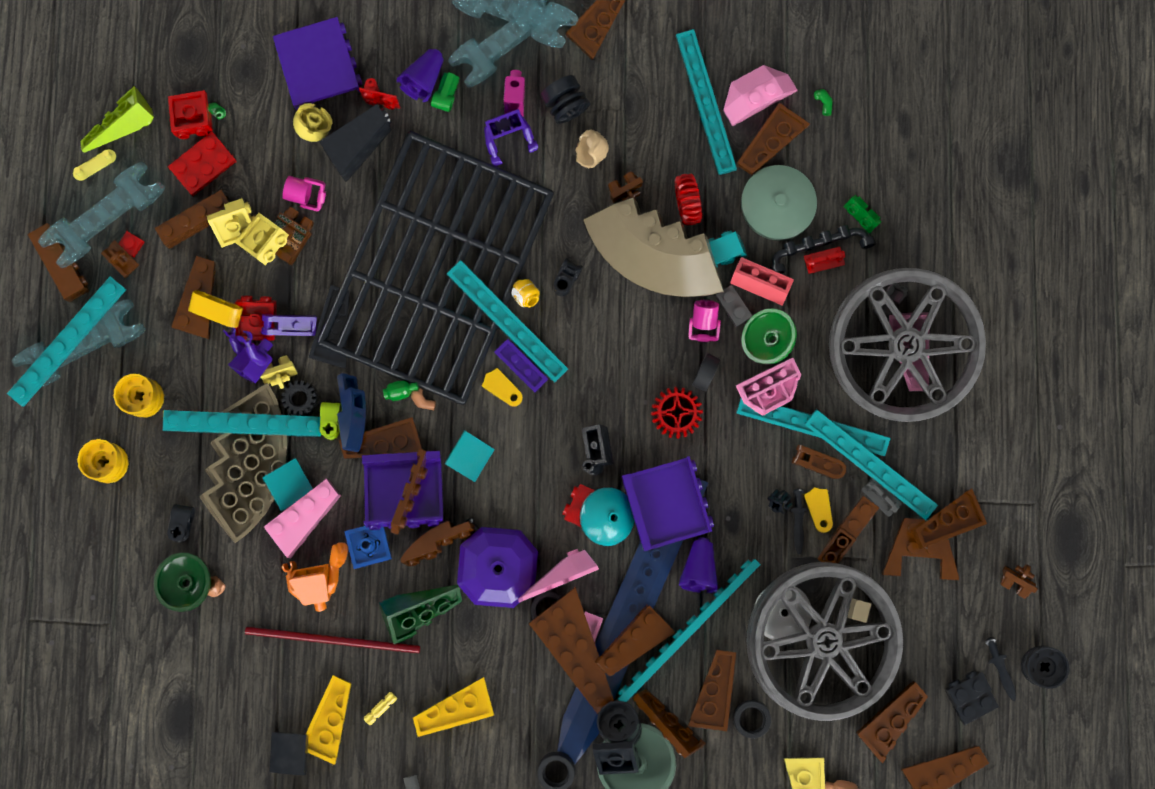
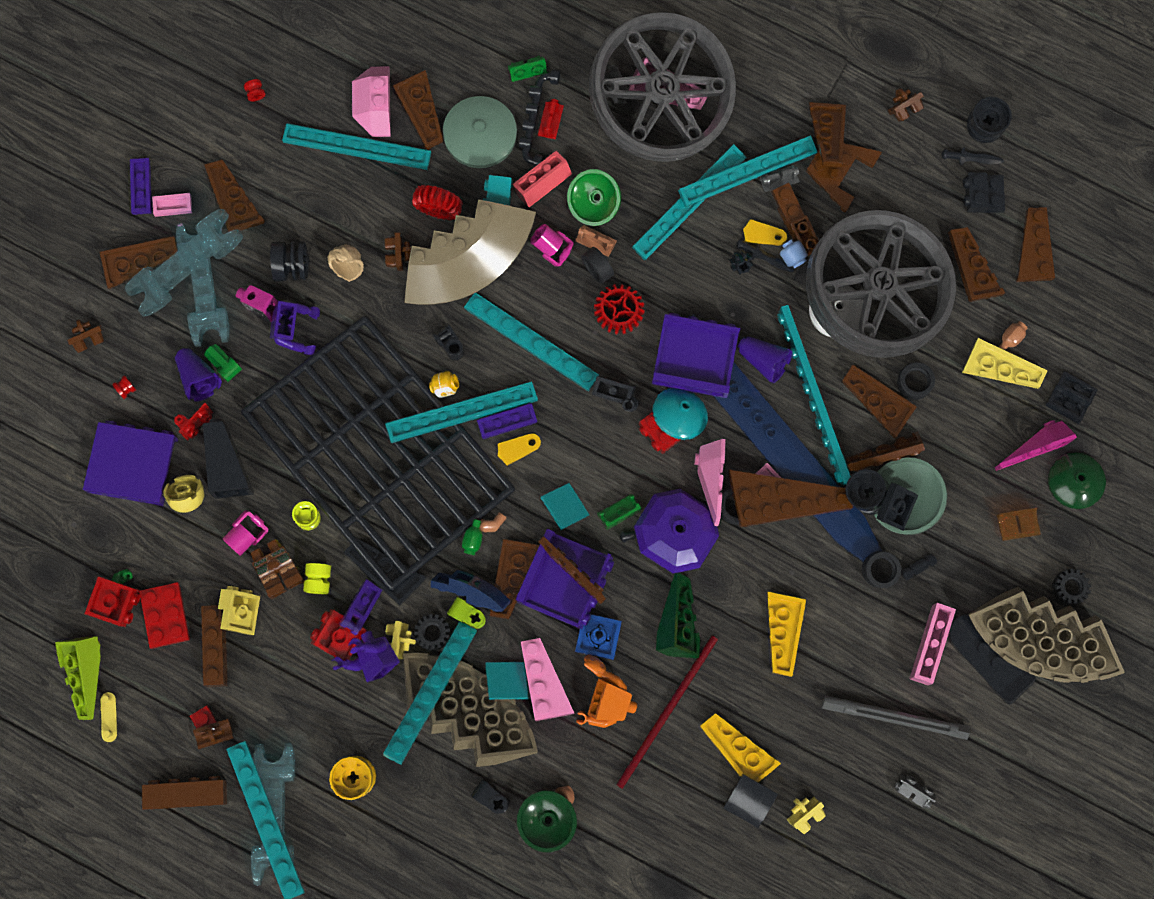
camera: 65 degrees left, 5 degrees down
(76, 234) = (169, 762): clear light blue piece -> none
(92, 459) = (386, 846): yellow wheel -> none
(200, 279) = (293, 685): reddish brown wing -> none
(215, 309) = (310, 665): yellow beam -> none
(262, 239) = (269, 589): light yellow plate -> none
(296, 275) = (317, 578): none -> neon yellow wheel
(346, 236) = (306, 515): none -> neon yellow wheel
(380, 708) = (750, 698): light yellow axle -> none
(381, 21) = (124, 387): none -> red wheel
(429, 543) = (626, 581): reddish brown slope -> none
(490, 506) = (619, 511): none -> green hinge
(606, 350) = (531, 341): none -> teal plate
(636, 639) = (800, 441): reddish brown wing -> none
(731, 359) = (592, 238): none -> nougat hinge
(733, 306) = (551, 215): dark grey plate -> none
(771, 387) = (639, 217): bright pink wedge -> none
(814, 546) = (793, 253): none -> light blue head
(819, 463) = (724, 213): reddish brown plate -> none
(826, 99) = (412, 46): green arm -> none
(859, 610) = (869, 240): dark tan slope -> none

